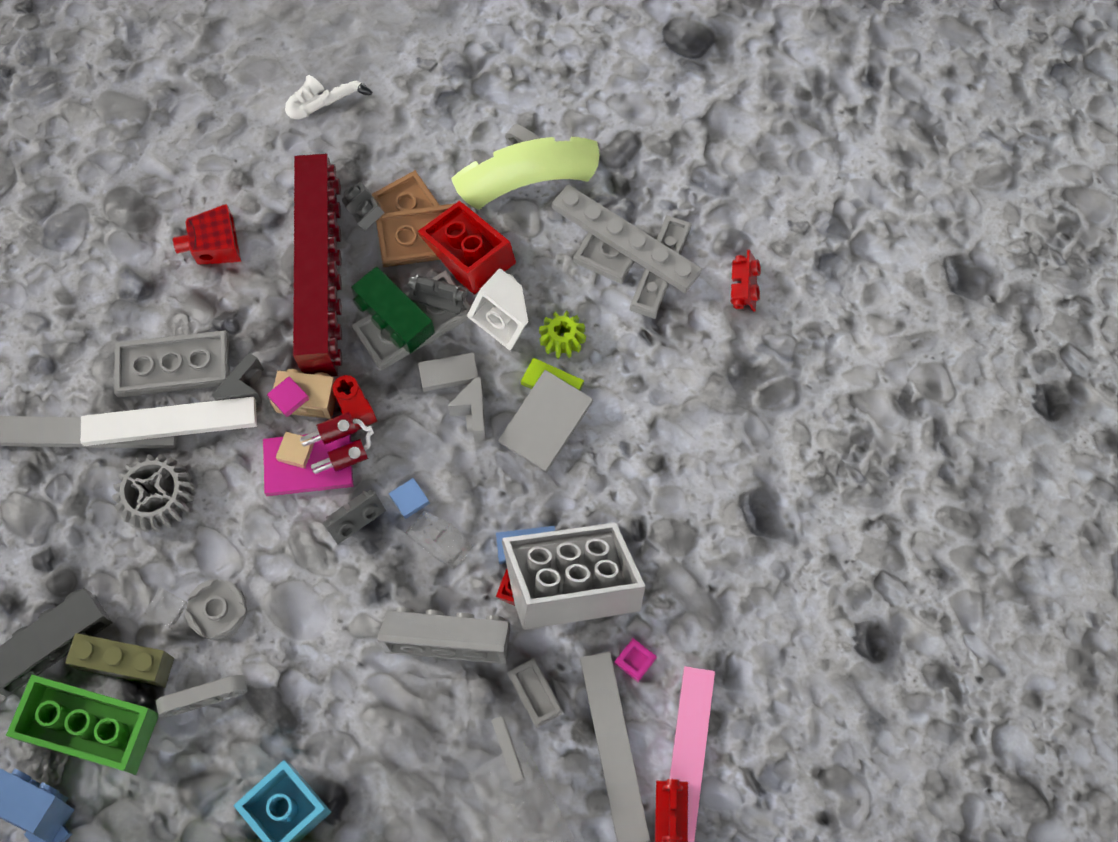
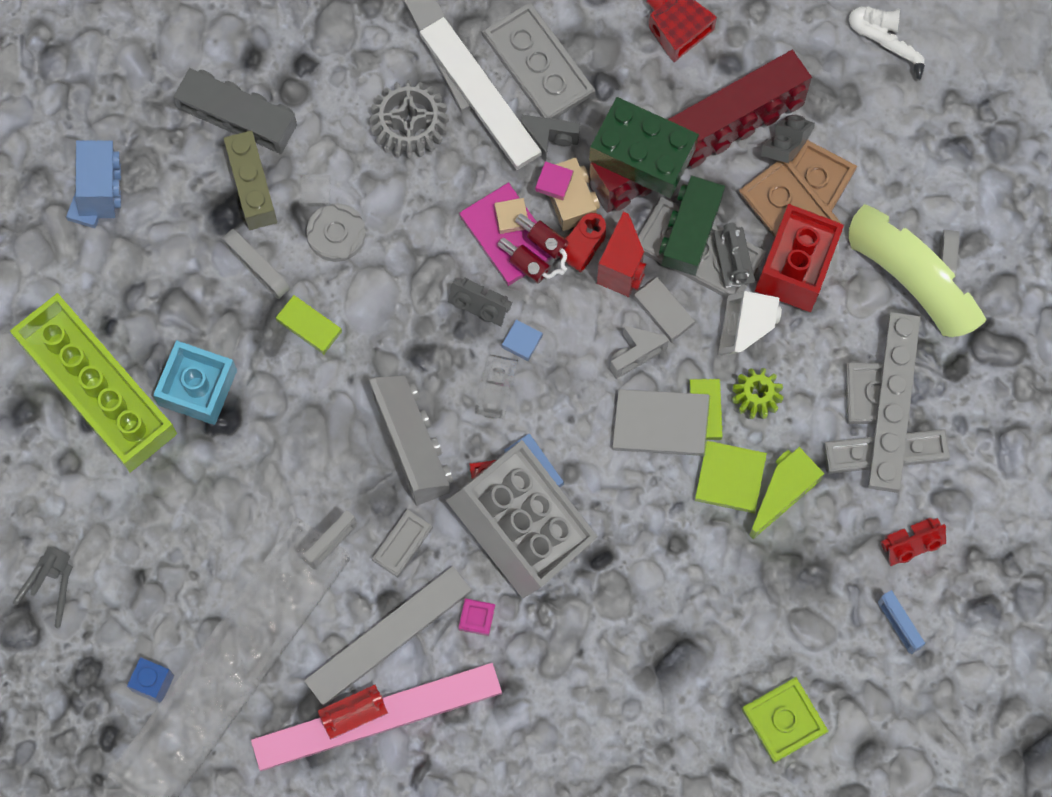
camera: 60 degrees right, 5 degrees up
(83, 724) = (182, 183): bright green brick -> none
(286, 676) = (308, 324): none -> lime tile
(308, 303) = (643, 147): none -> dark green brick
(389, 376) = (622, 261): none -> red slope
(621, 391) = (730, 477): none -> lime tile
(653, 354) = (790, 482): none -> lime slope
(809, 323) = (901, 622): none -> medium blue tile
(846, 452) = (785, 720): none -> lime tile

